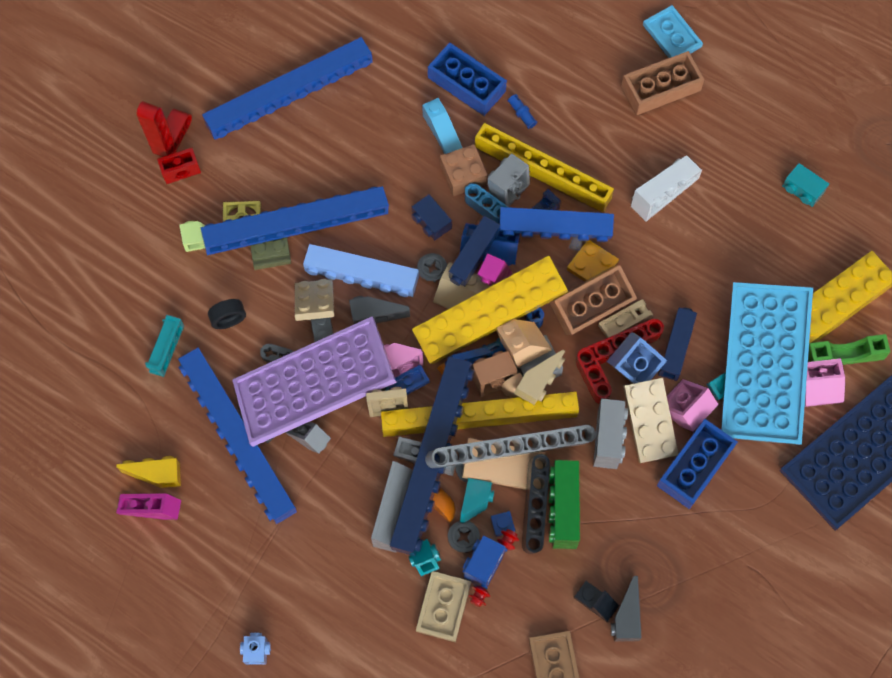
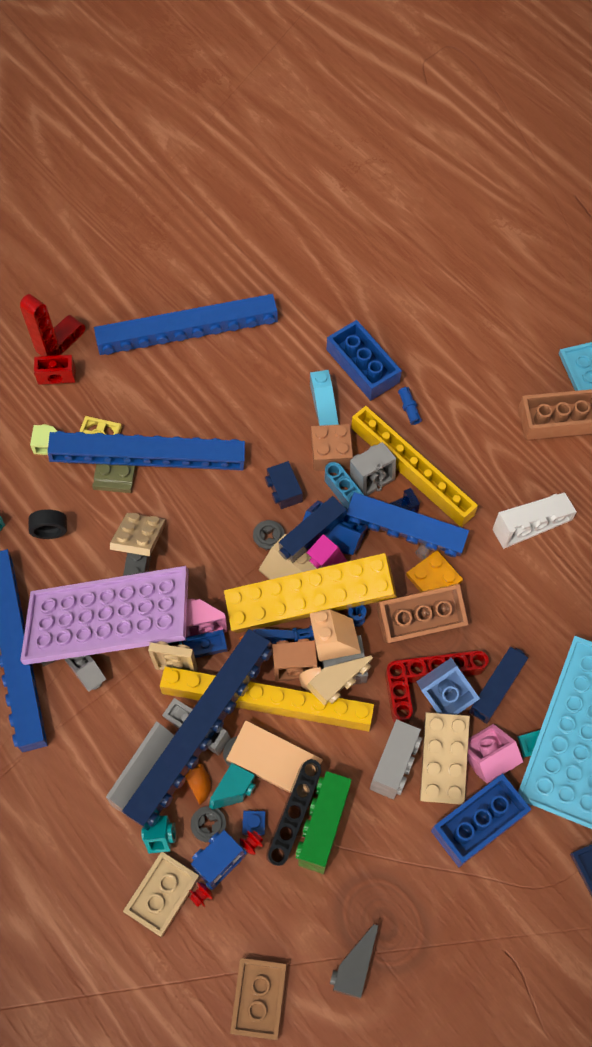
camera: 15 degrees right, 5 degrees down
(277, 350) = (86, 575): dark grey beam -> none
(361, 270) = (196, 518): light blue brick -> none
(379, 309) = (197, 562): dark grey slope -> none
(503, 449) = (317, 743): light grey beam -> none
(598, 602) = (327, 939): black slope -> none
(625, 319) = (451, 643): tan plate -> none

